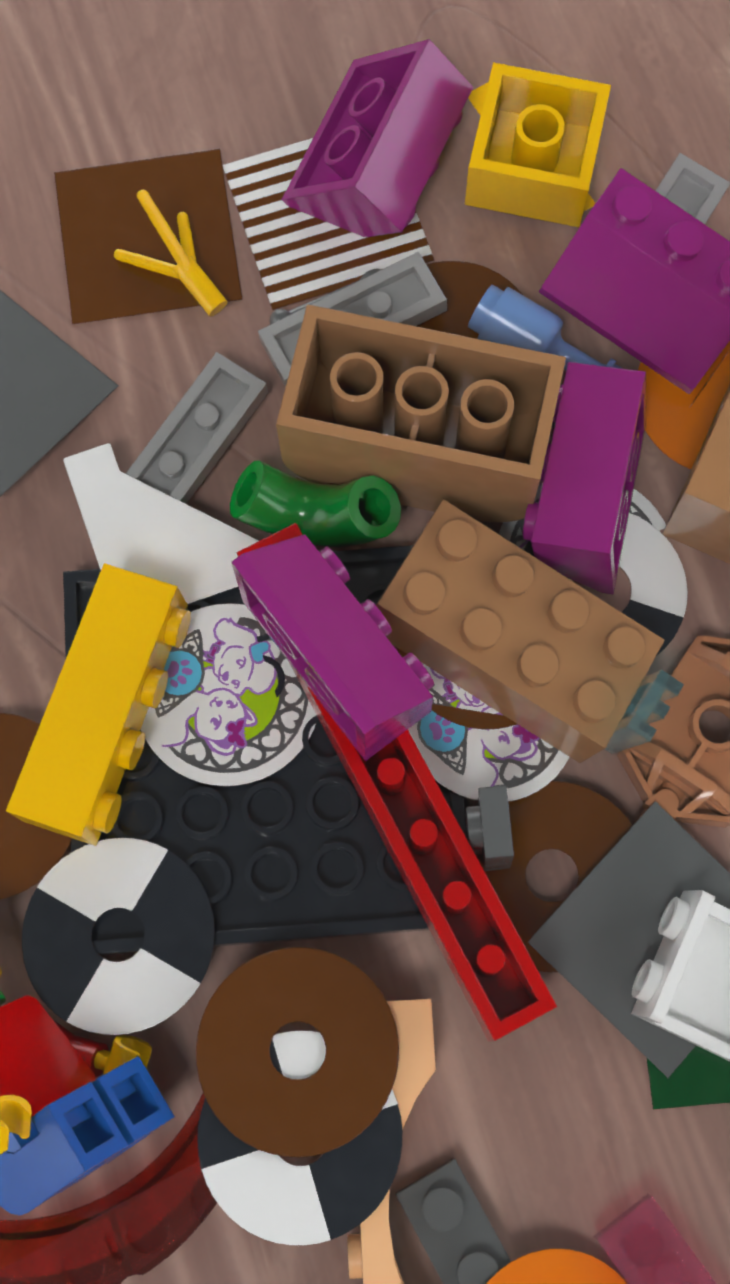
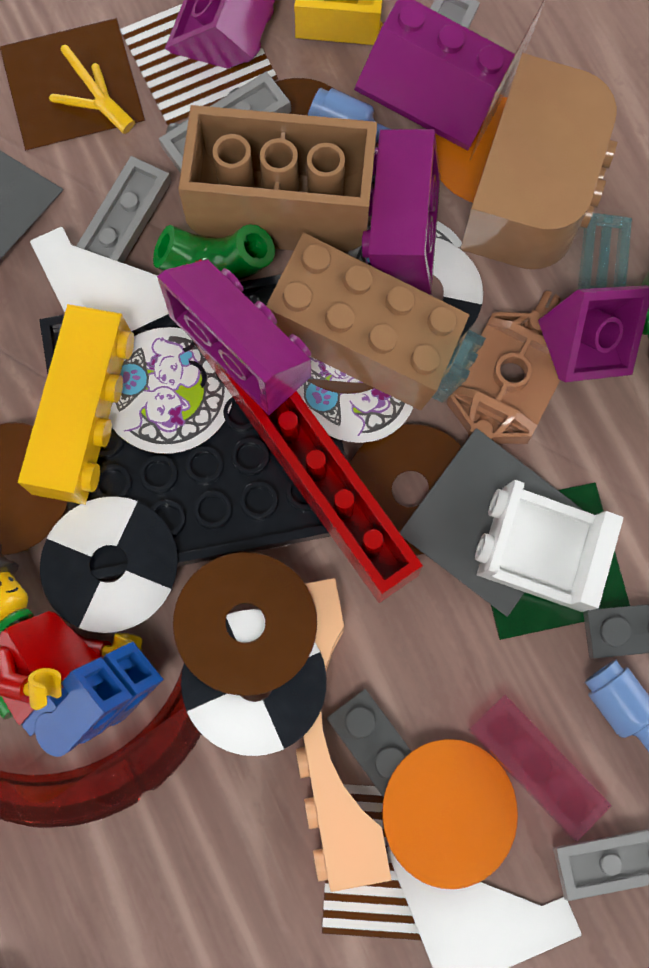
camera: 10 degrees left, 0 degrees up
(491, 828) = (363, 454): dark grey plate -> none

